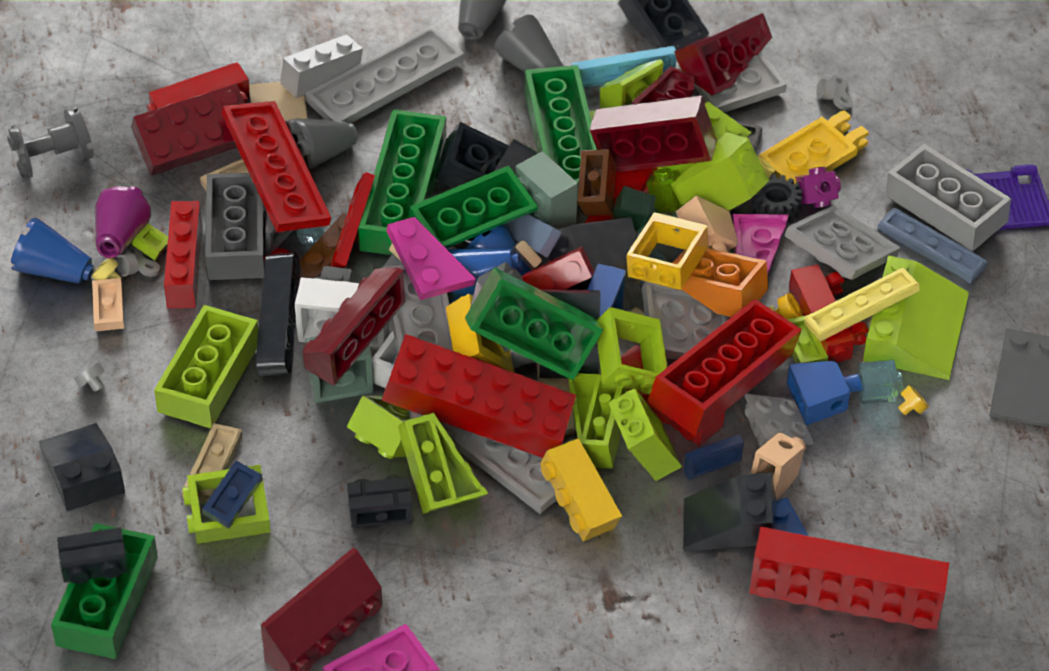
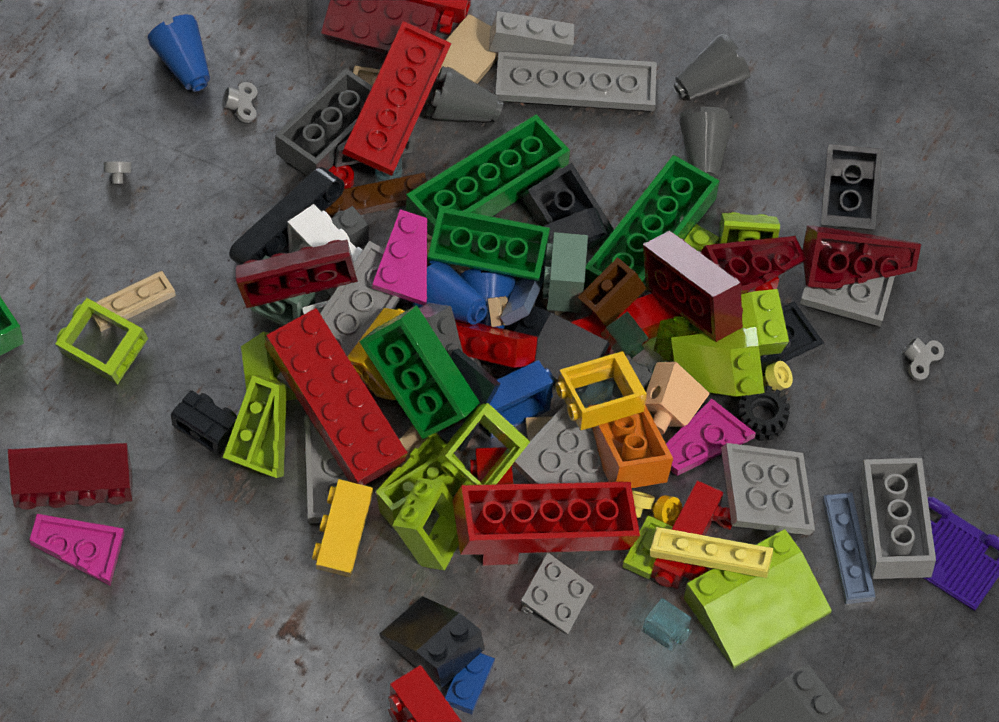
camera: 40 degrees right, 10 degrees up
(83, 466) = (43, 233): black slope -> none
(106, 270) = (211, 94): light yellow tile -> none
(108, 304) = (186, 121): light nougat plate -> none
(119, 219) = (250, 61): magenta cone -> none
(151, 241) = (265, 93): lime plate -> none
(183, 254) = (257, 133): red brick -> none
(207, 366) = (195, 222): lime brick -> none
(232, 494) = (97, 336): dark blue plate -> none
(352, 221) = (400, 192): red tile -> none
(607, 69) = (757, 202): medium azure plate -> none
(713, 457) = (475, 582): dark blue tile -> none
(783, 458) = (510, 627): light nougat torso -> none
(816, 146) = (843, 395): yellow tile -> none
(819, 186) = (804, 428): magenta brick -> none
(820, 389) = (615, 595): blue torso -> none
(912, 401) = (677, 662): yellow tile -> none

